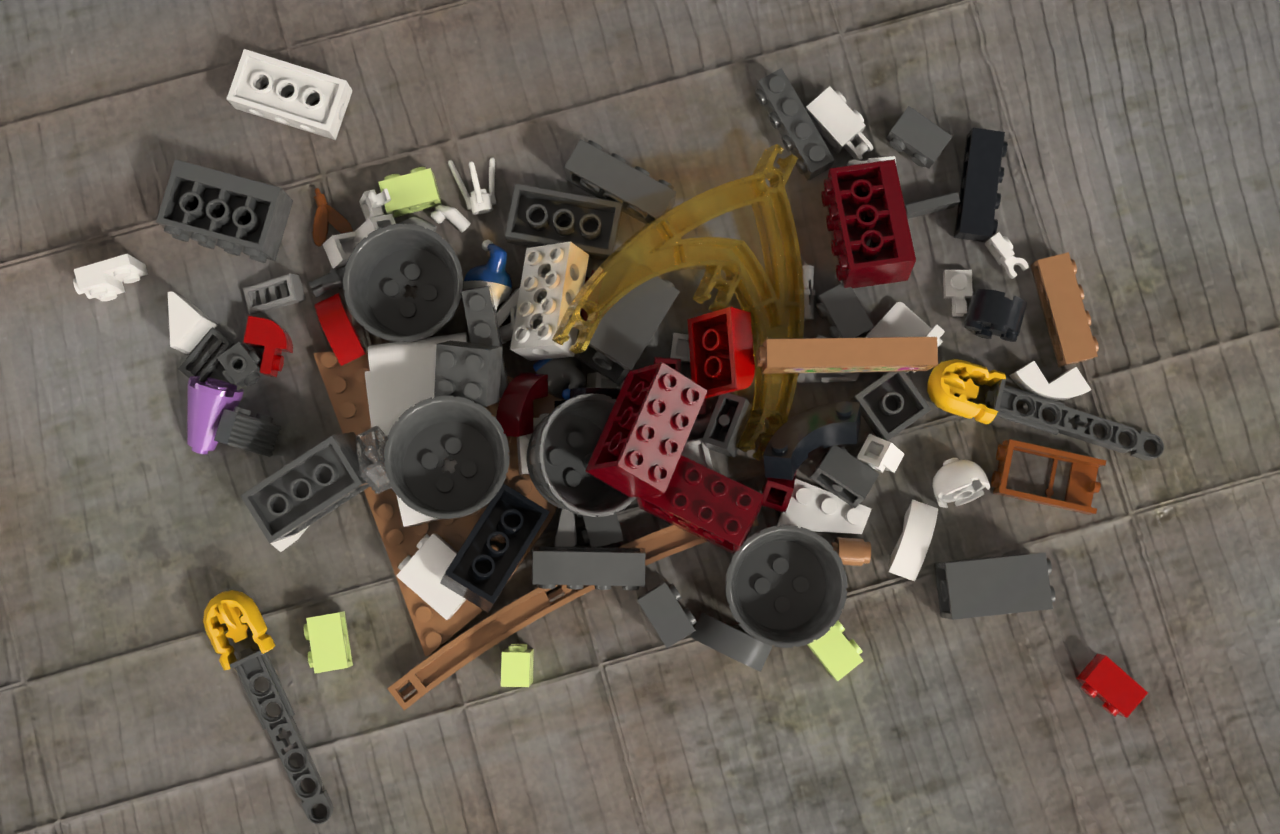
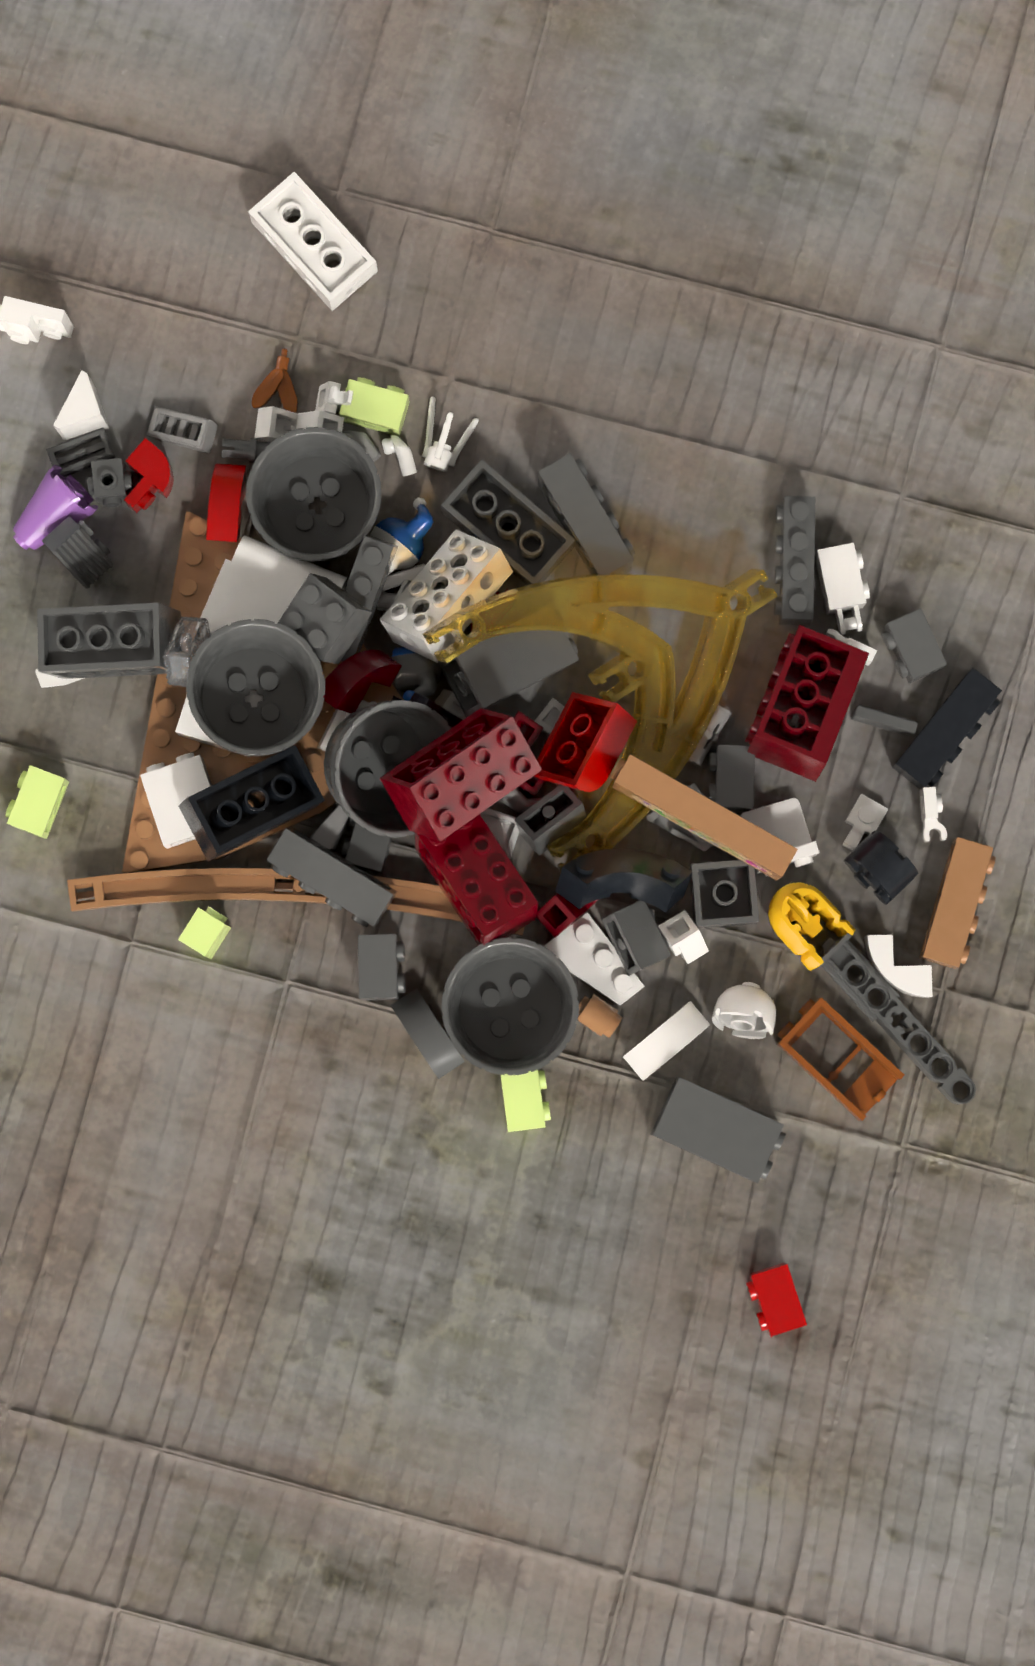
camera: 35 degrees right, 0 degrees up
(224, 211) = (170, 295): dark grey brick -> none

